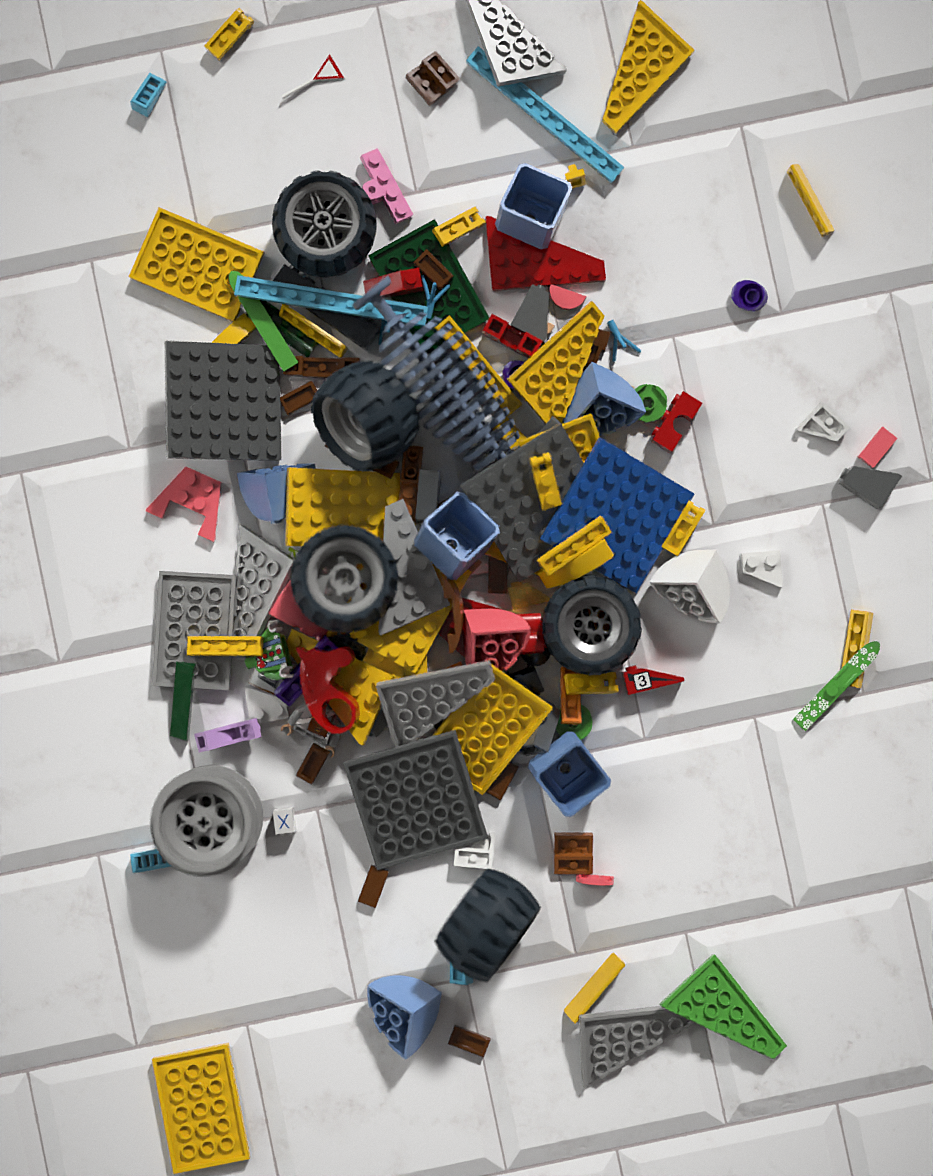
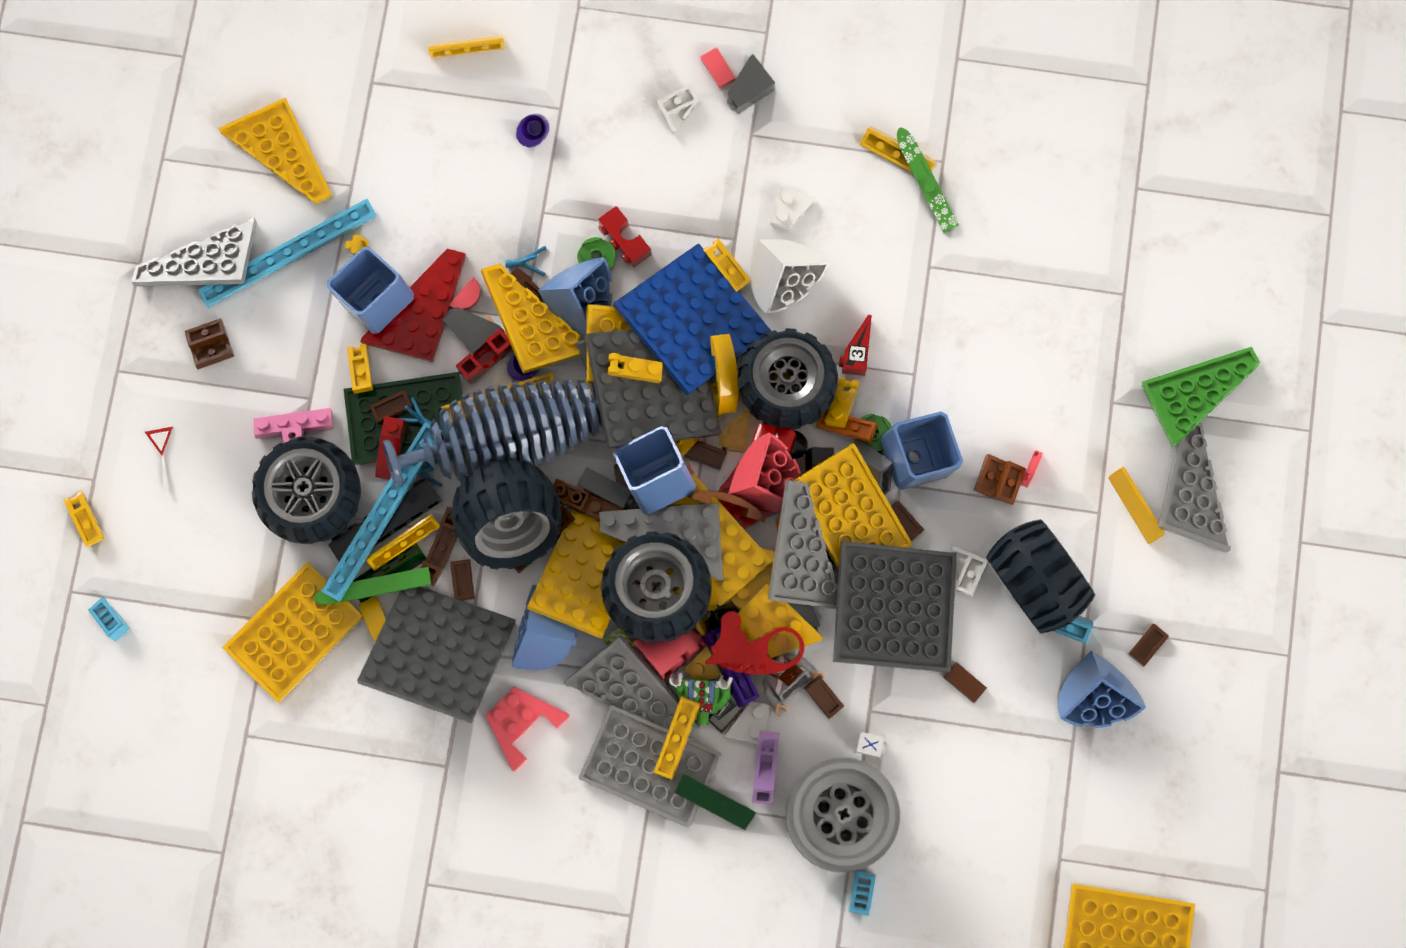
camera: 70 degrees left, 10 degrees down
(574, 546) = (706, 366): yellow tile -> none

